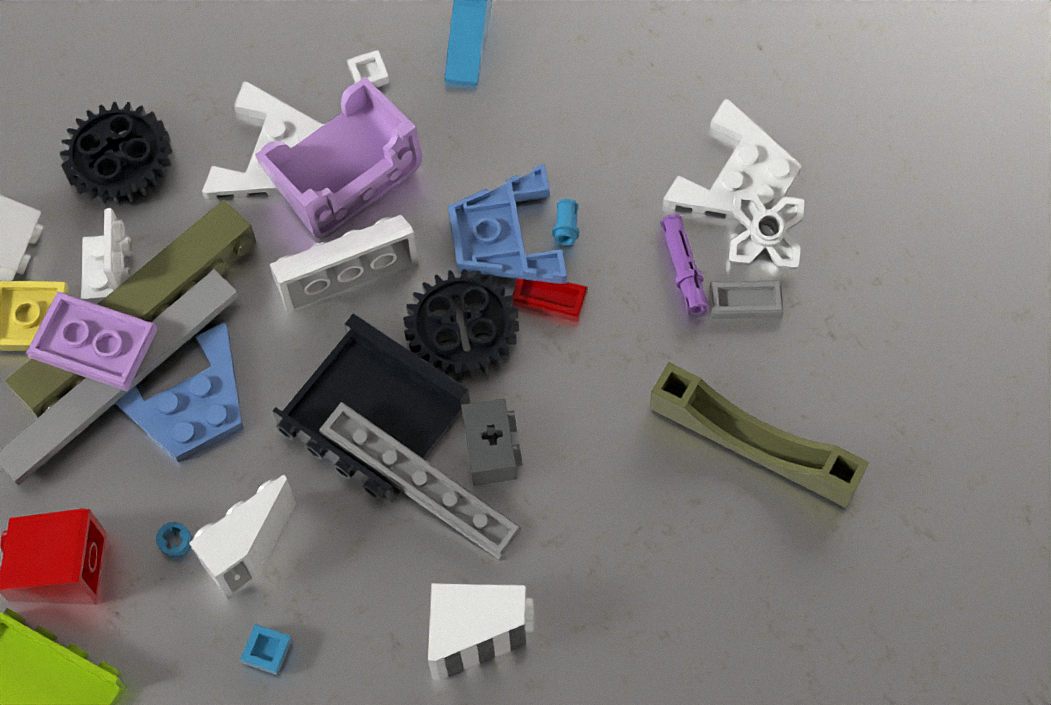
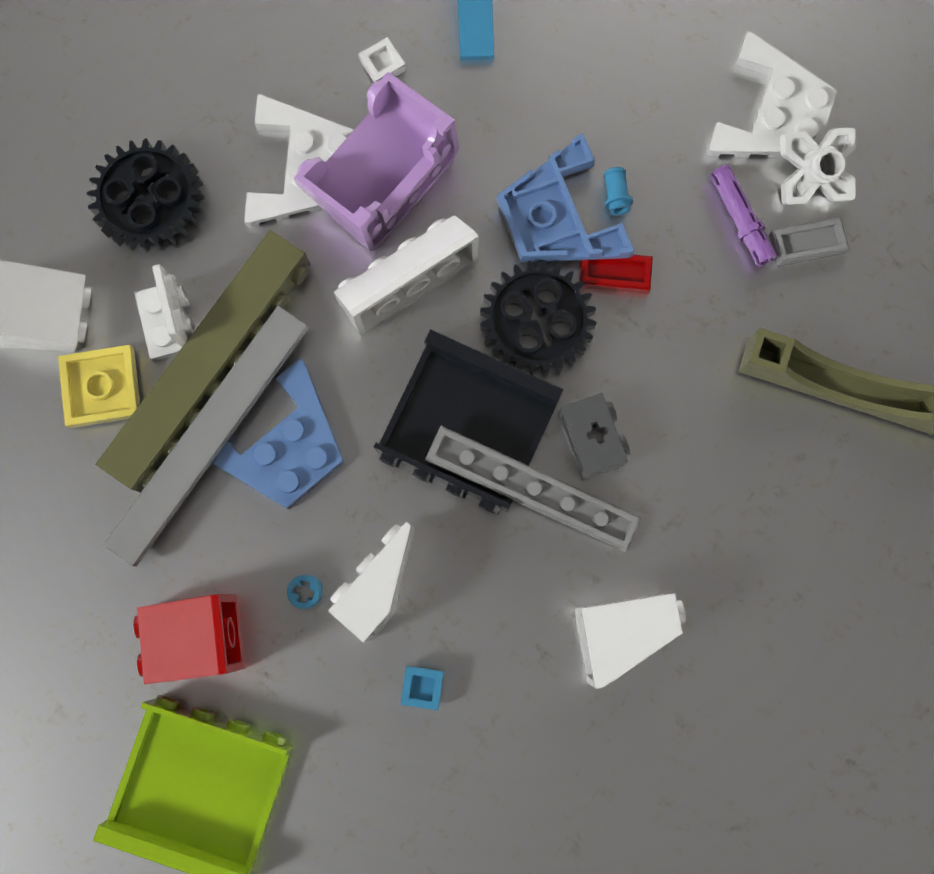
camera: 10 degrees left, 15 degrees up
(92, 341) = (173, 407): lavender tile -> none

